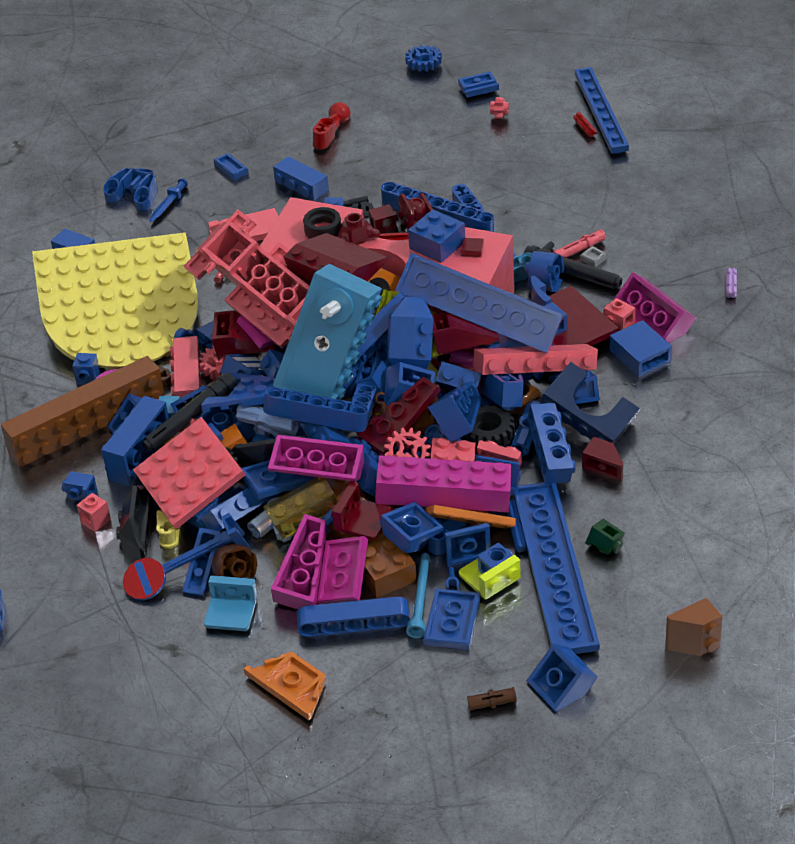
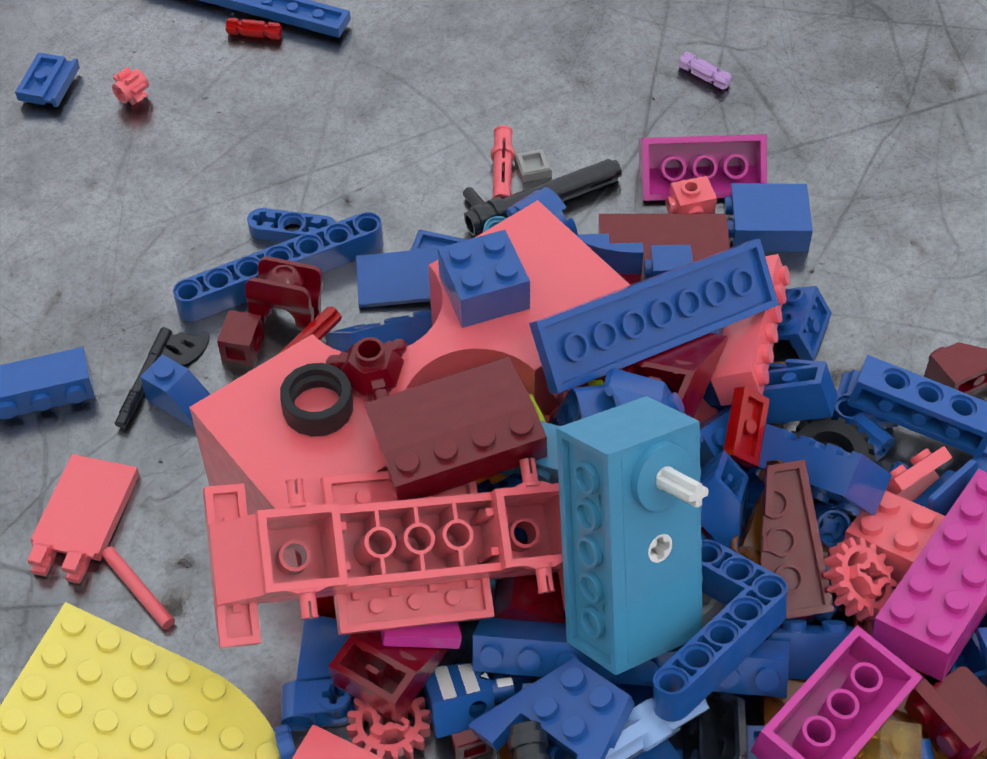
camera: 60 degrees left, 10 degrees up
(458, 375) = (746, 427): none -> red plate
(472, 247) = (535, 254): dark red tile -> none
(605, 427) = (845, 344): dark blue arch -> none

